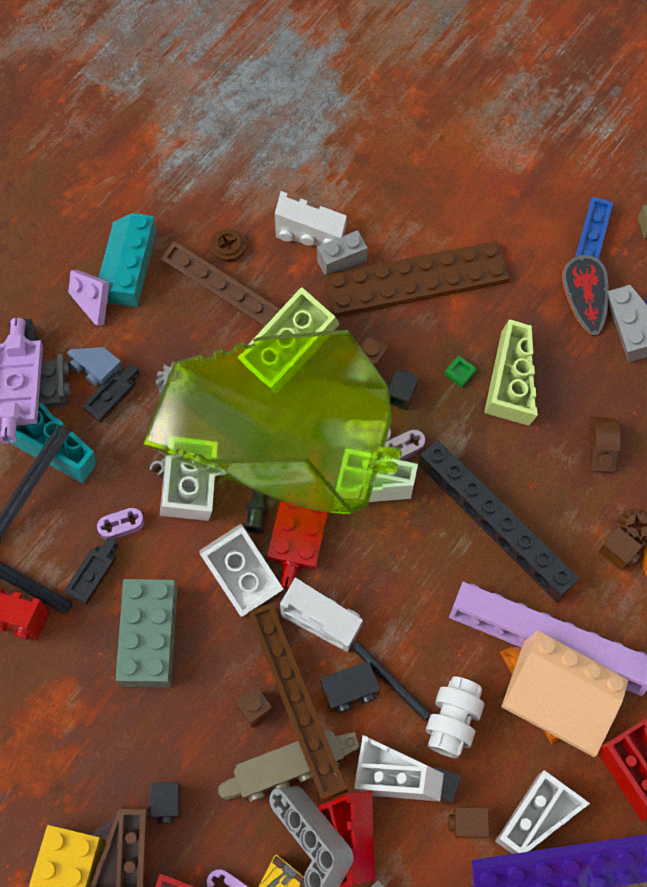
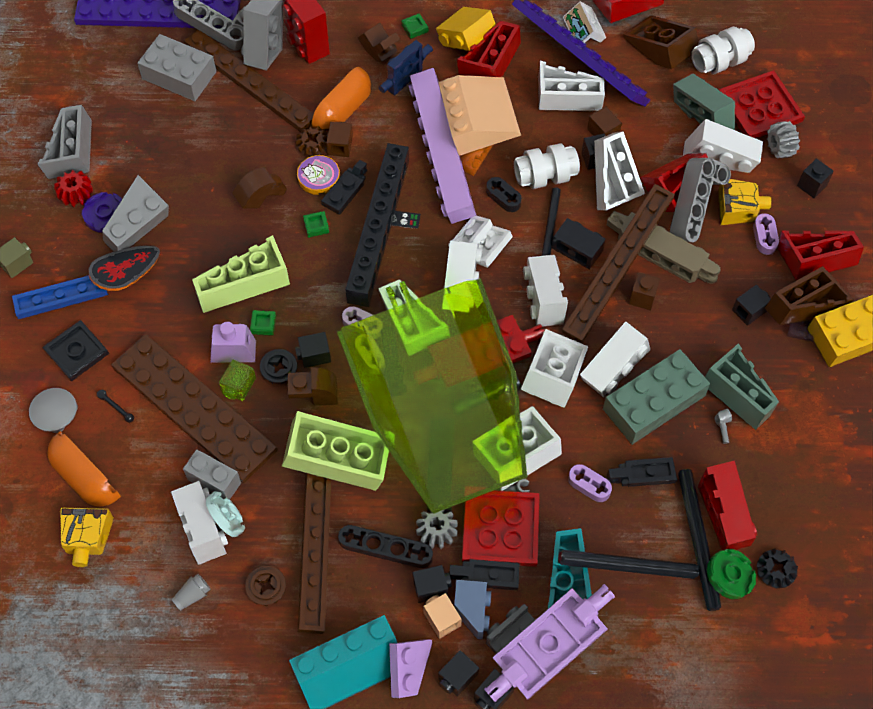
camera: 125 degrees left, 5 degrees down
(57, 324) = (457, 674): none -> black brick
(86, 680) = (721, 419): none -> light grey hand
(95, 712) = (741, 389): none -> sand green wedge
(108, 337) = (442, 615): none -> light nougat brick
(125, 428) = (502, 528): none -> red plate
(136, 348) = (431, 583): none -> black brick
(190, 337) = (387, 542): none -> black beam
(205, 626) = (616, 359): none -> white wedge
(261, 197) = (191, 592): none -> light grey cone
(299, 240) = (225, 514): none -> light aqua tile
(361, 153) = (84, 532): none -> yellow torso
(388, 549) = (462, 262): none -> white wedge
(408, 348) = (273, 359): none -> black gear
(414, 317) = (237, 380): none -> clear neon green brick
(417, 178) = (80, 472): none -> orange brick
(417, 602) = (489, 237): none -> white slope
(452, 324) = (232, 342): none -> lavender torso
(456, 667) = (501, 196): none -> black beam
(475, 225) = (102, 395): none -> black hinge
(484, 185) = (53, 409): none -> light grey dish
(490, 556) = (406, 219): none -> black sticker
(530, 226) = (75, 350): none -> black tile
(536, 473) = (316, 224): none -> green tile
(559, 522) = (345, 188): none -> black hinge
(591, 508) = (318, 174): none -> tile

